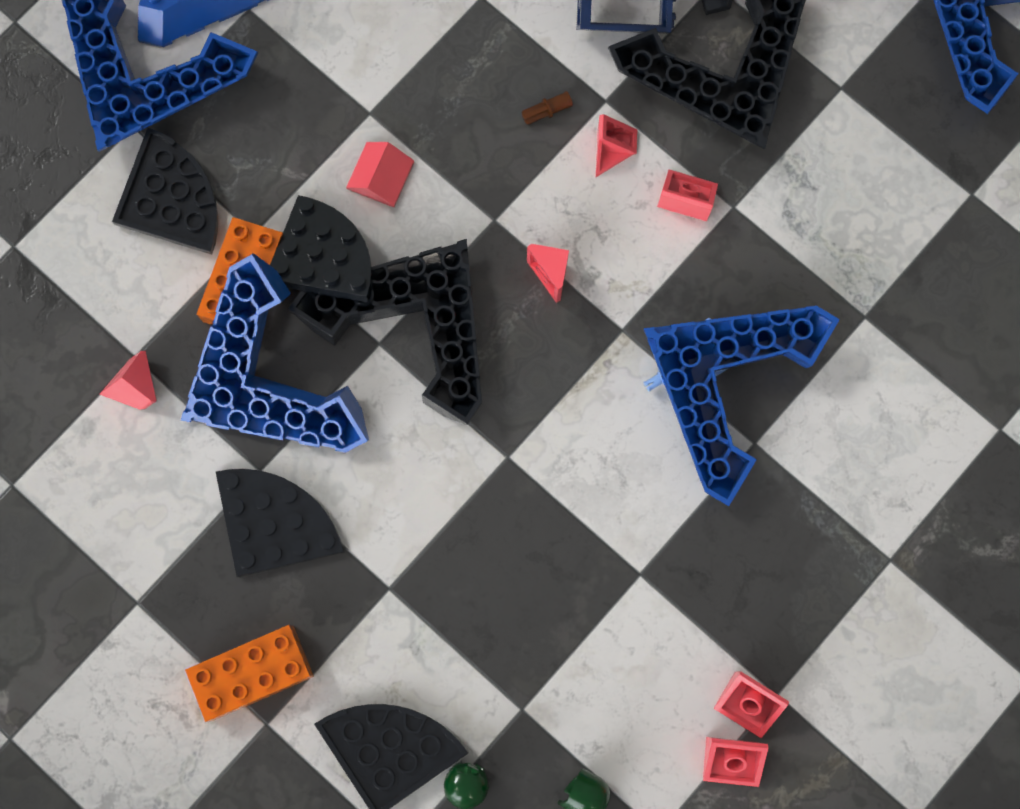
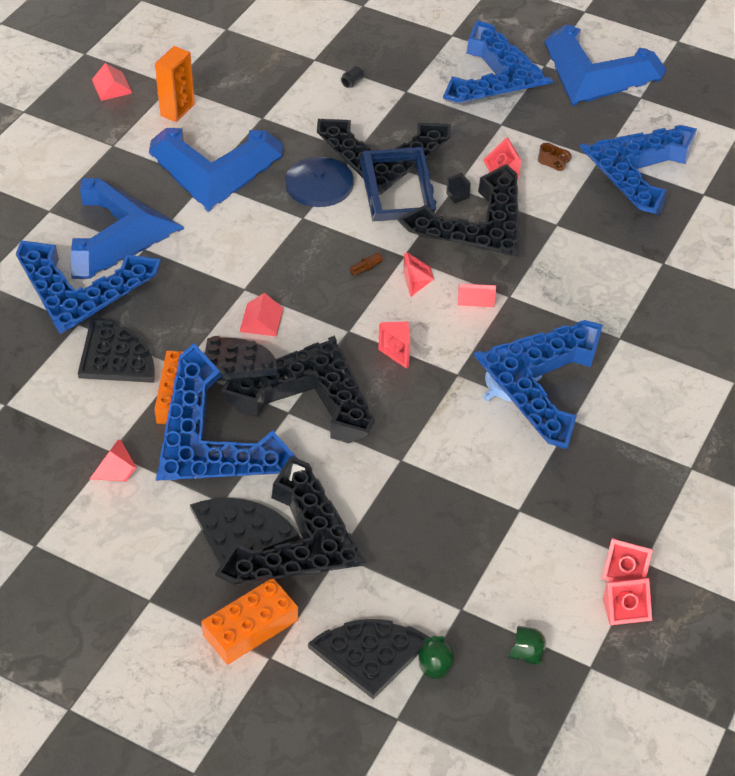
camera: 15 degrees left, 30 degrees down
(365, 599) = (325, 538): none -> black wedge

